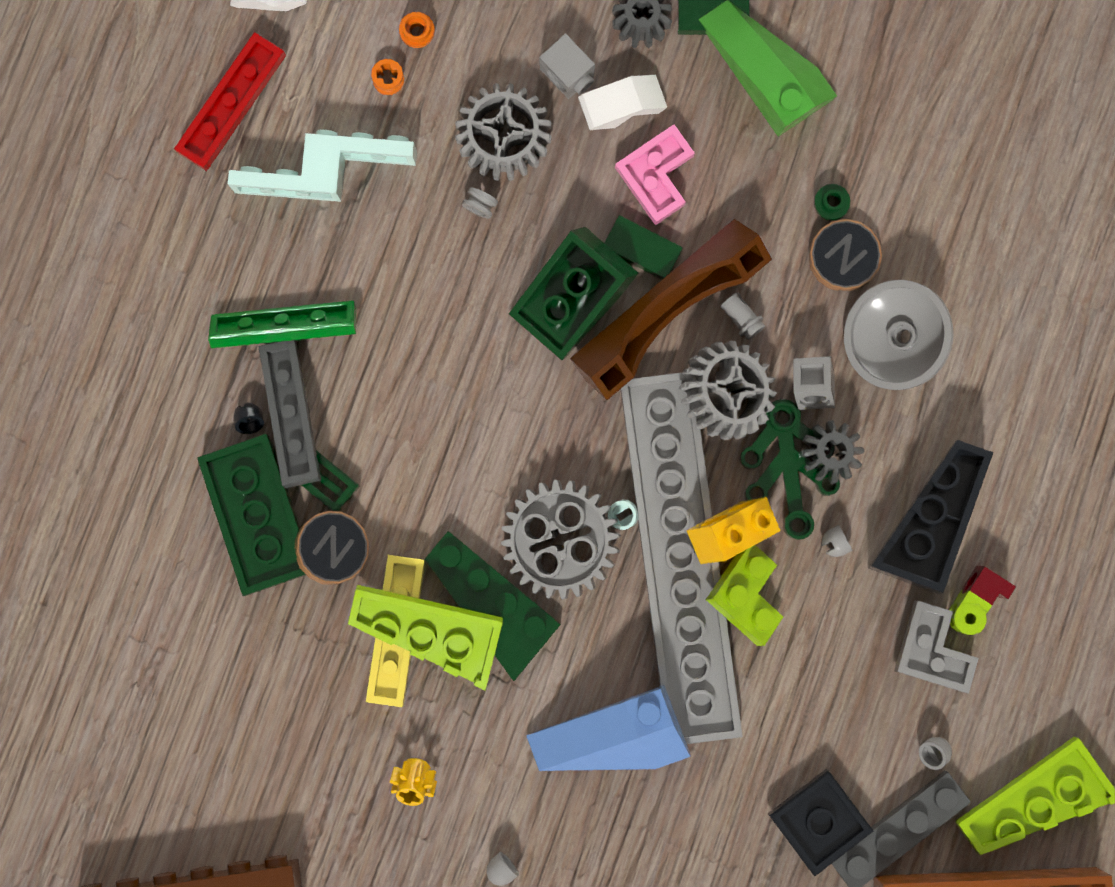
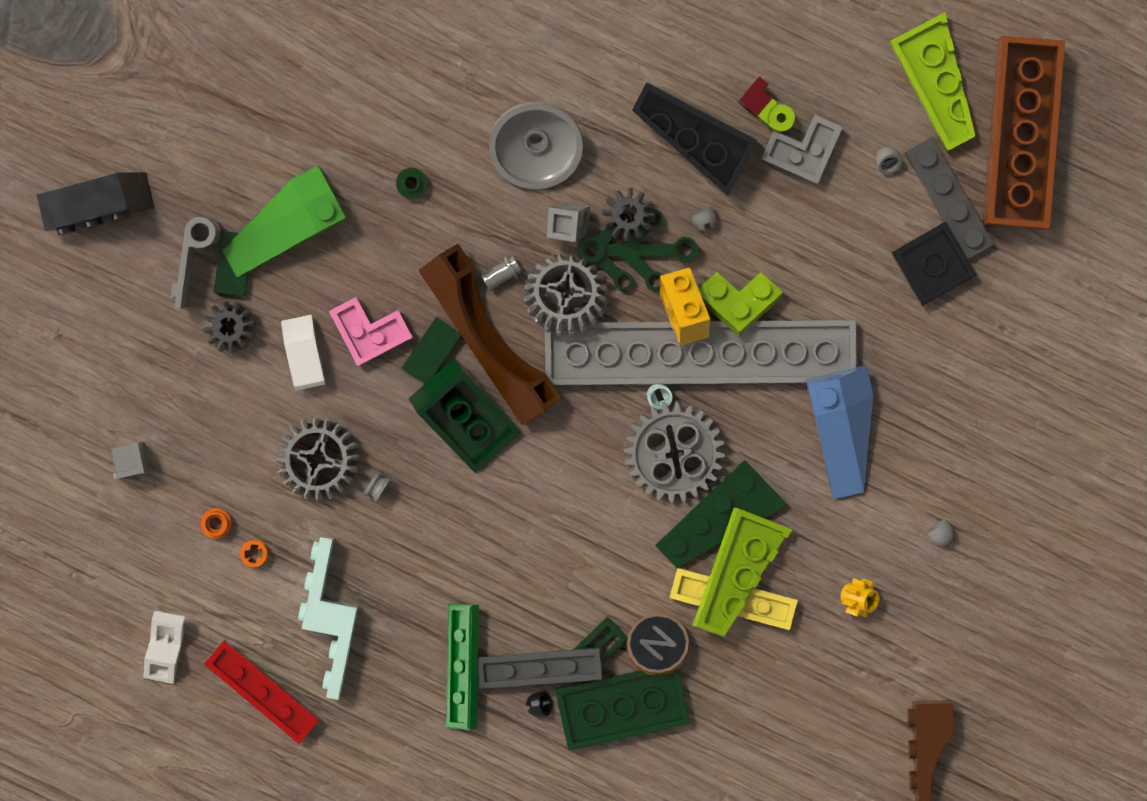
camera: 85 degrees left, 5 degrees up
(567, 67) = (267, 396): light grey brick -> none
(845, 255) = (459, 177): black tile -> none

